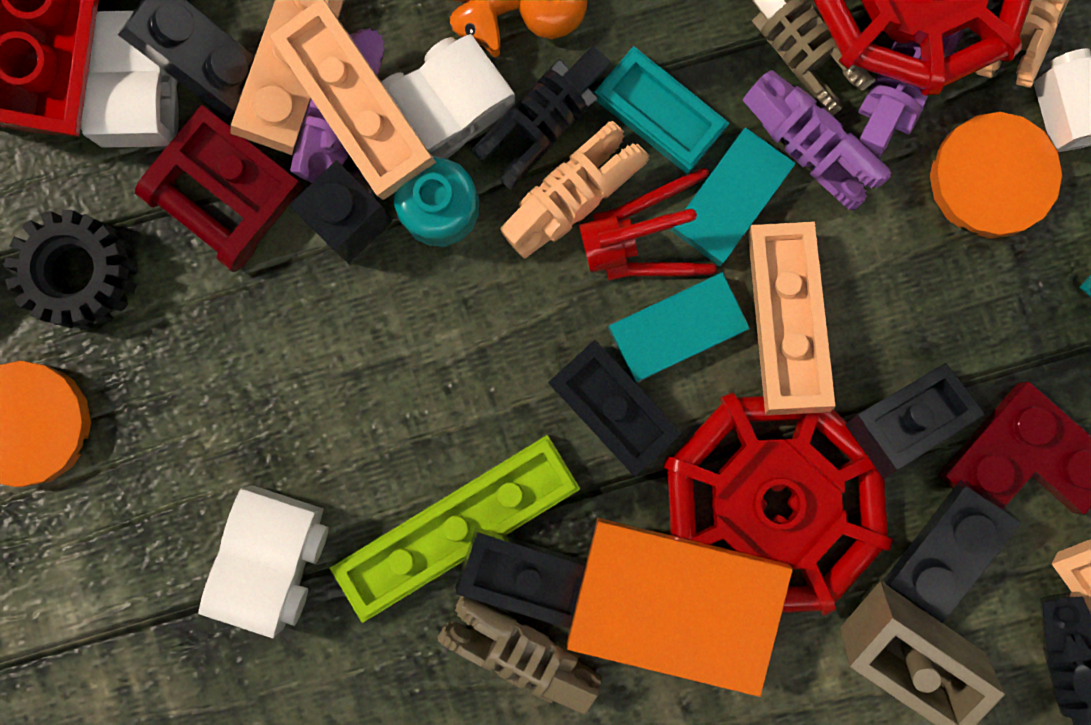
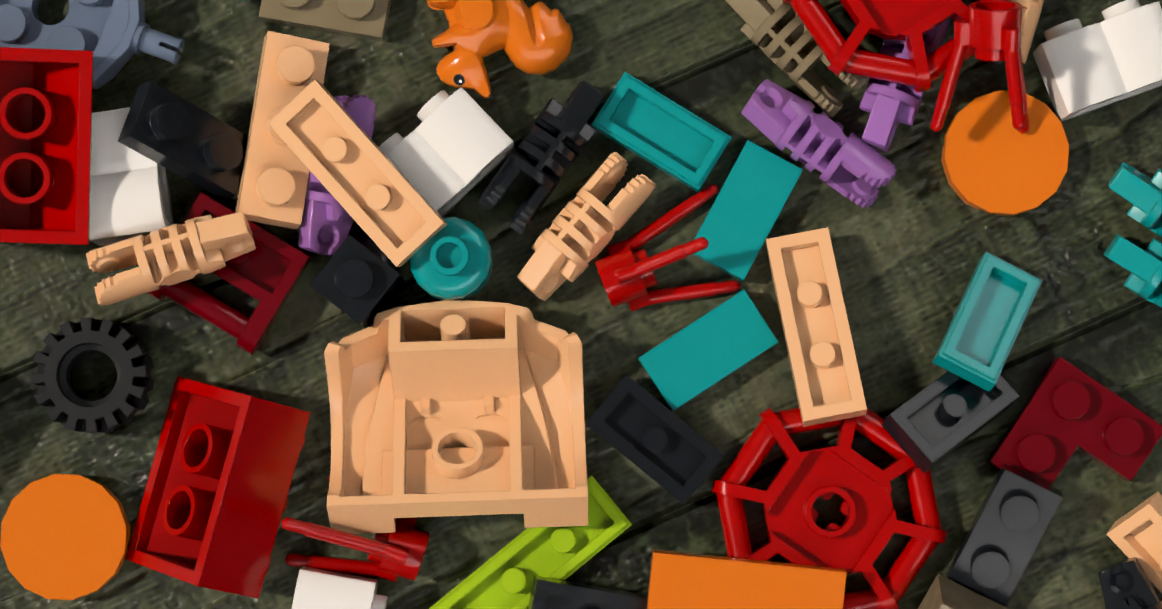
camera: 15 degrees left, 0 degrees up
(155, 158) = (169, 255): none -> light nougat hinge
(177, 399) = (217, 488): none -> red slope
(337, 485) = (388, 554): none -> red plant
(419, 359) = (456, 418): none -> light nougat piece
(960, 337) = (987, 321): none -> teal tile
(1025, 38) = (996, 36): none -> red plant

